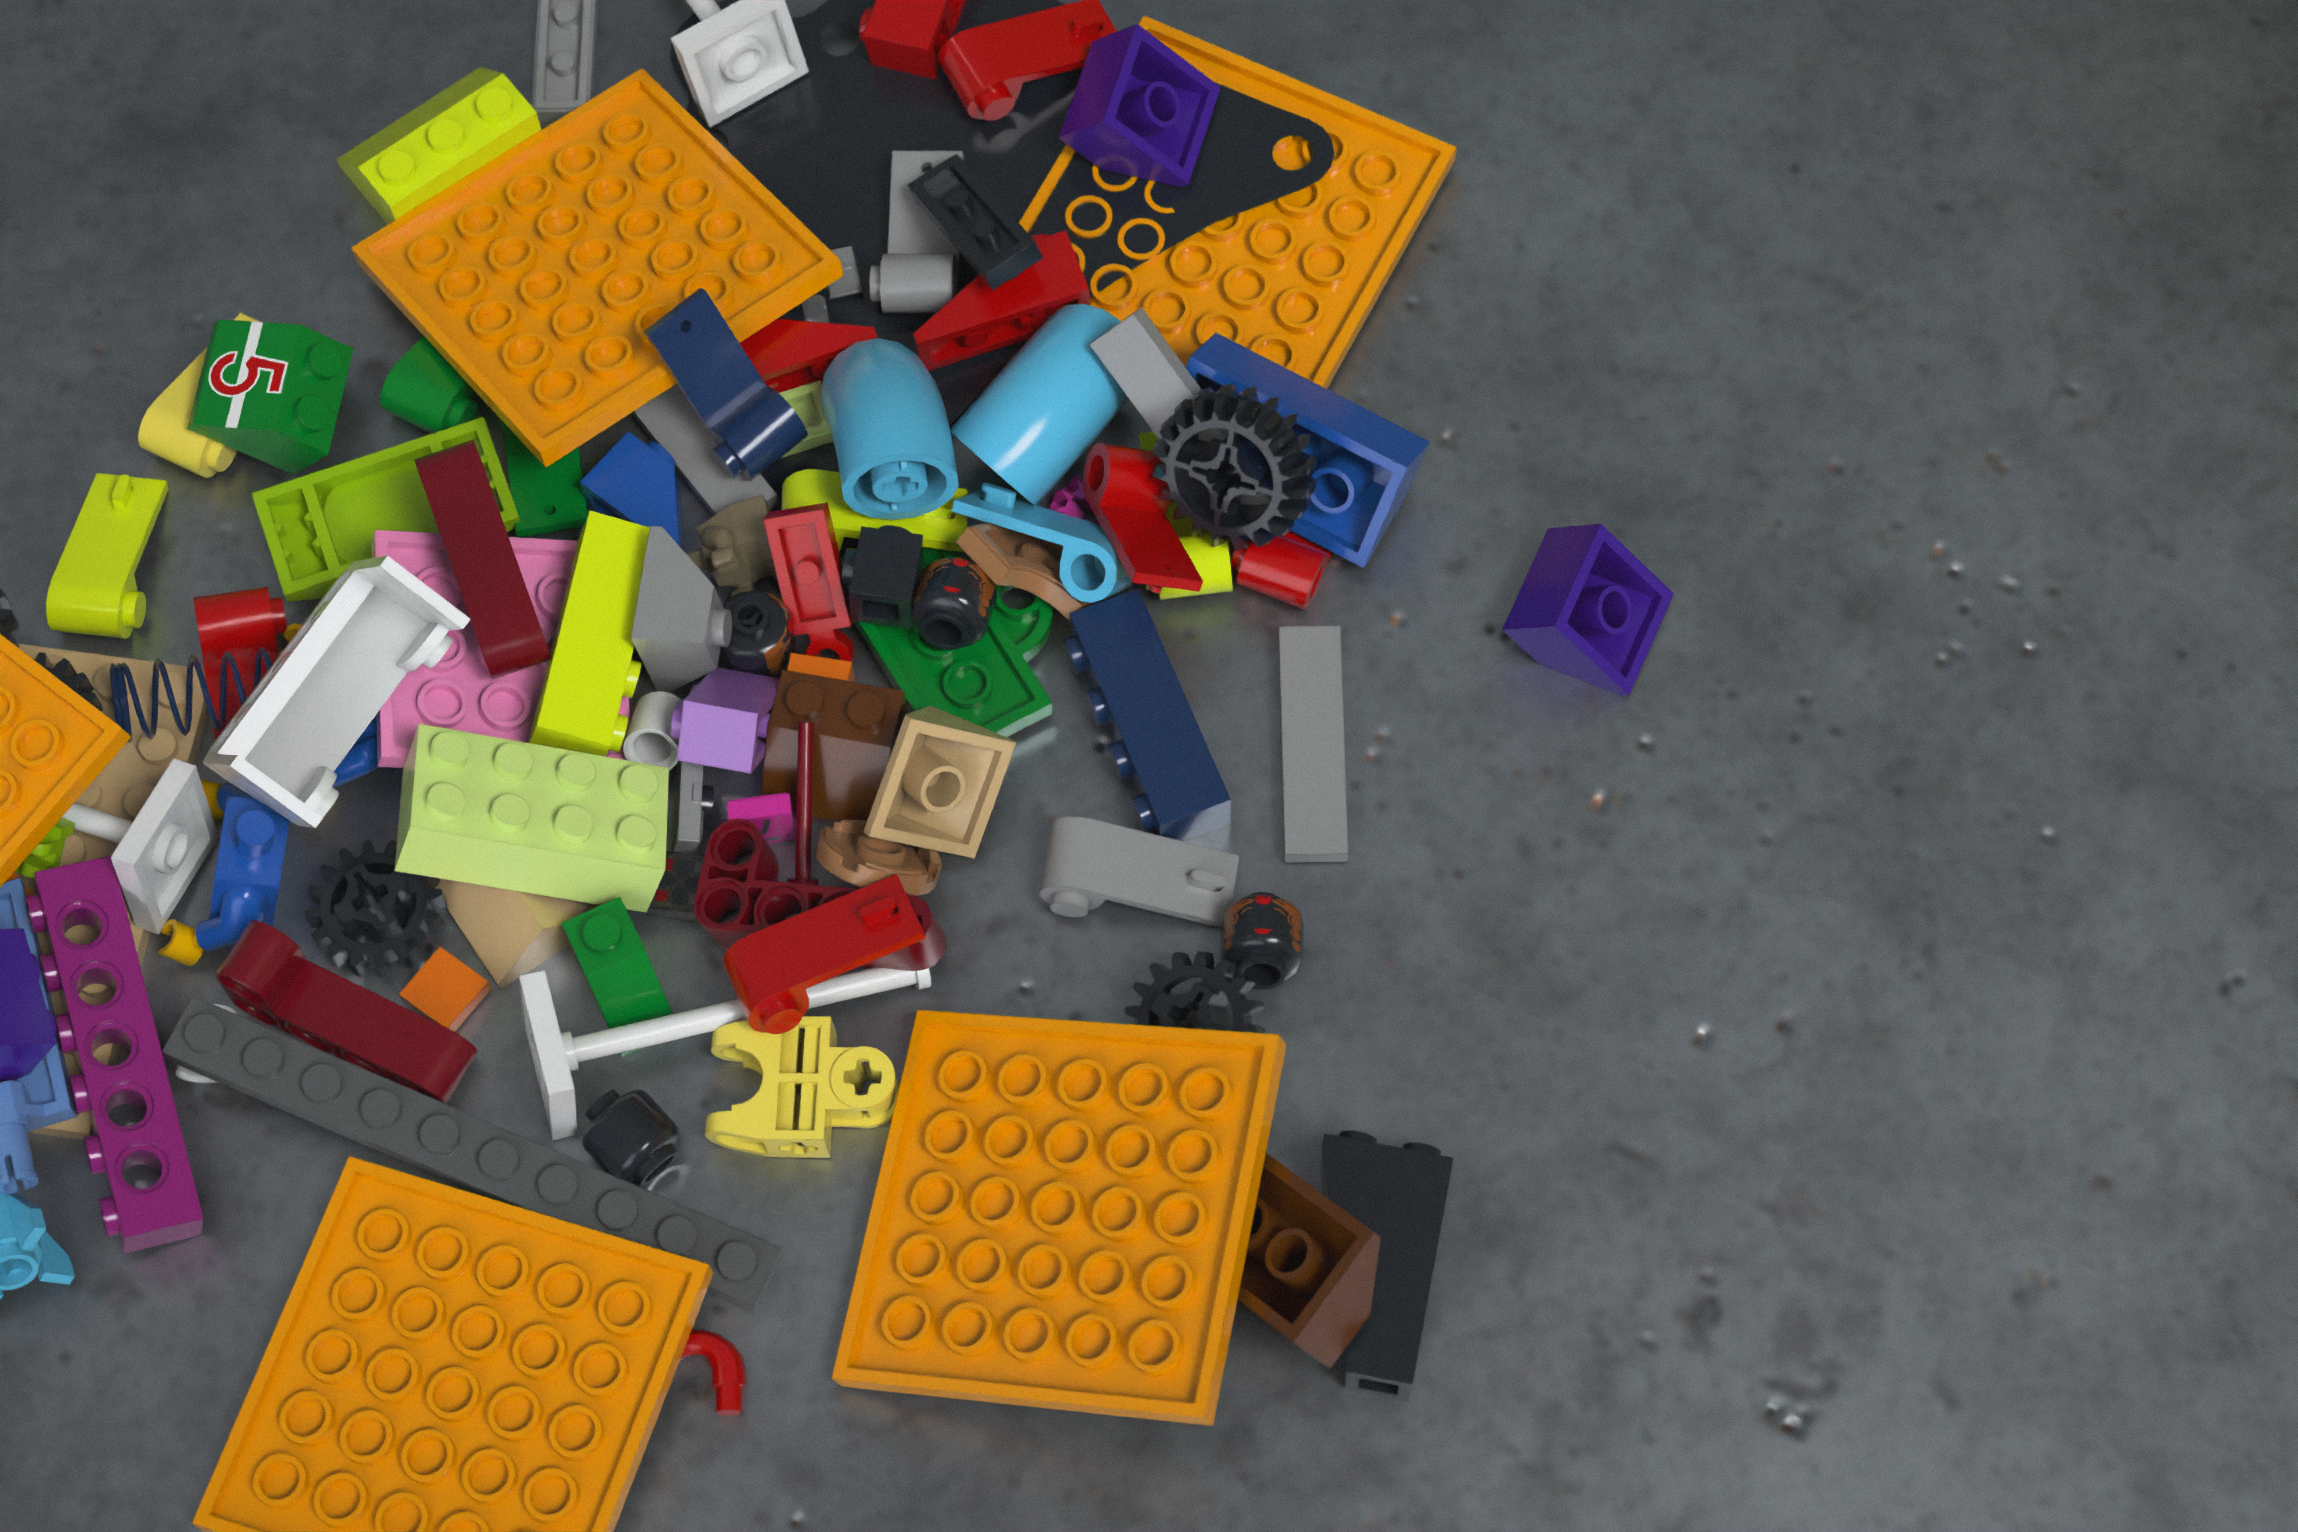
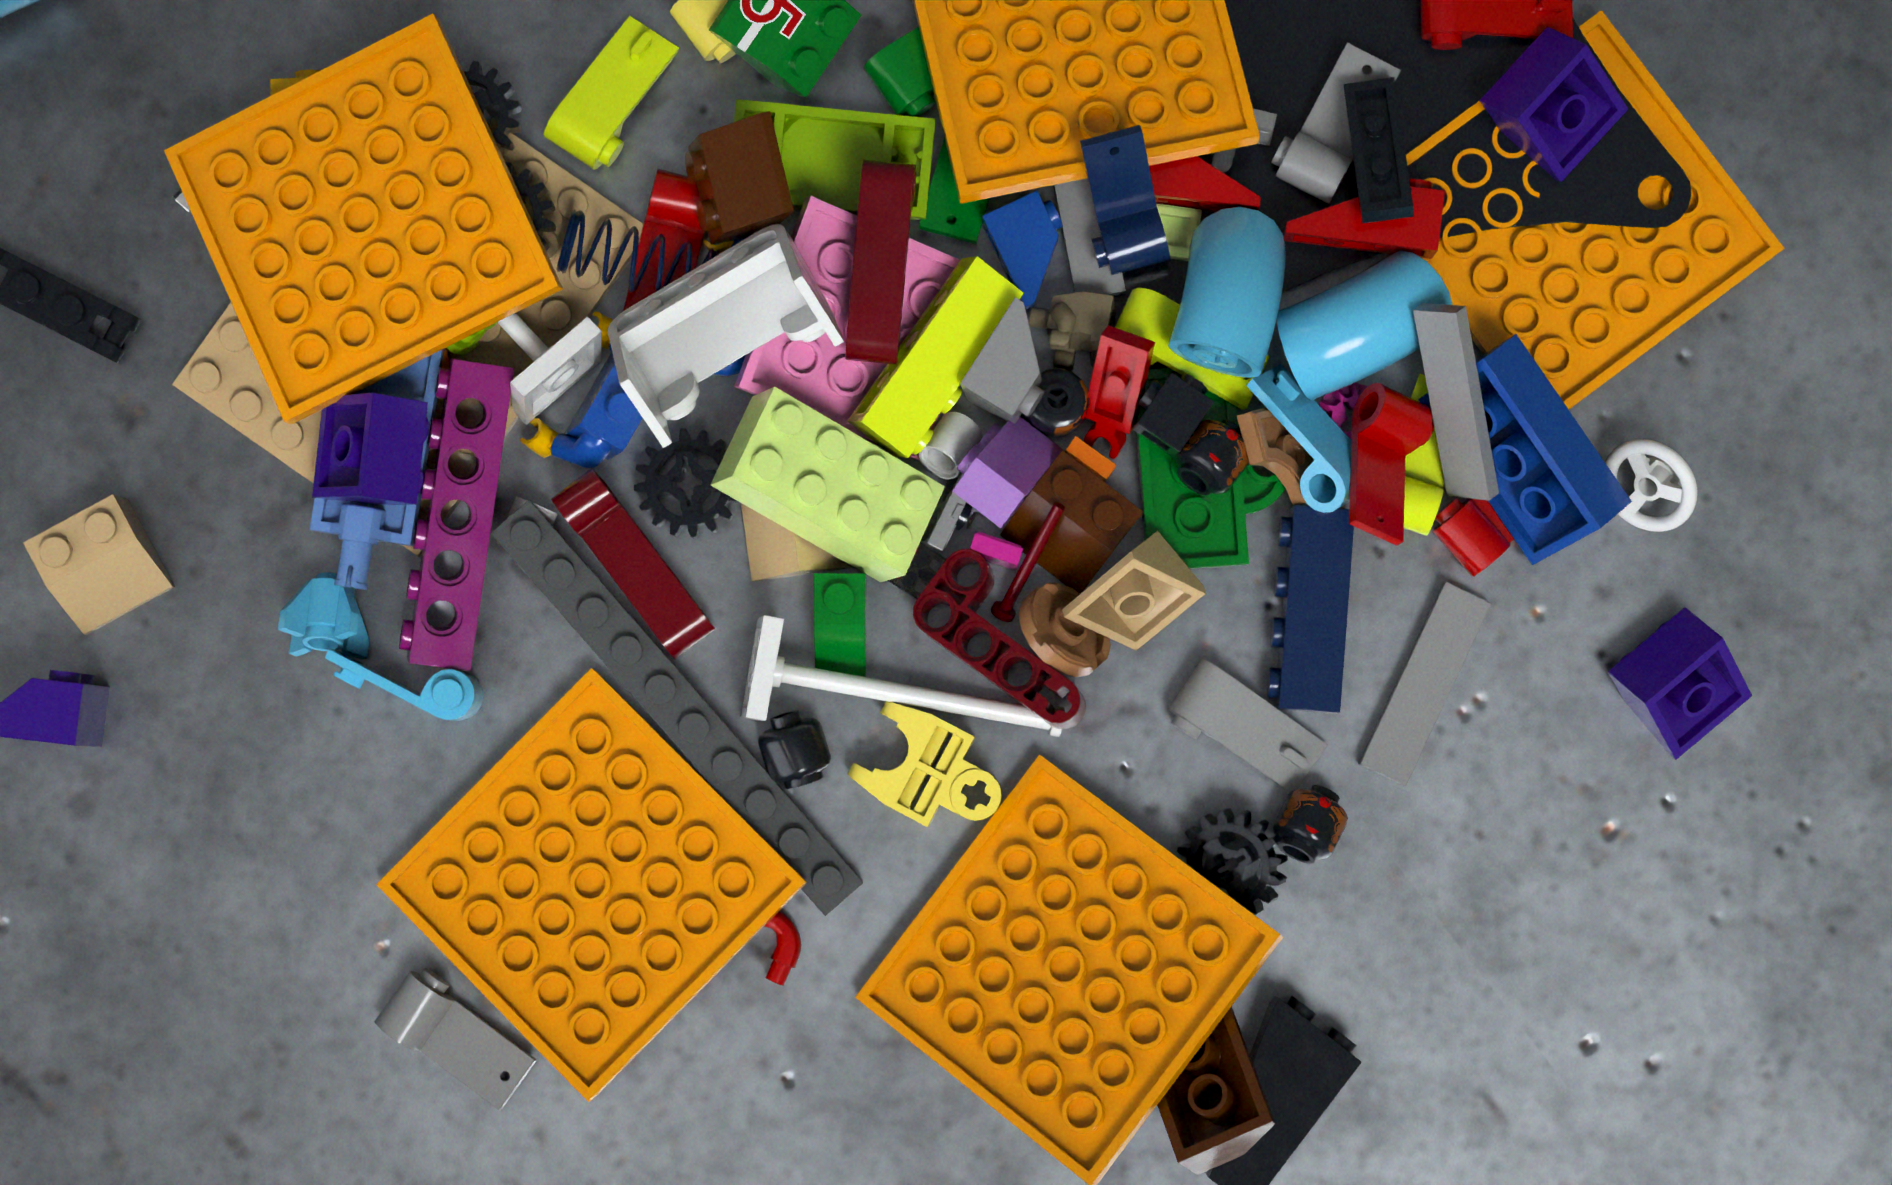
camera: 25 degrees right, 20 degrees up
(187, 1269) = (446, 695): none -> medium azure door
(284, 545) = (739, 179): none -> reddish brown slope
(445, 990) = (712, 568): orange tile -> none
(786, 958) = (987, 692): red door -> none
(1259, 448) = (1473, 462): black gear -> none
(1459, 413) = (1655, 478): none -> white piece

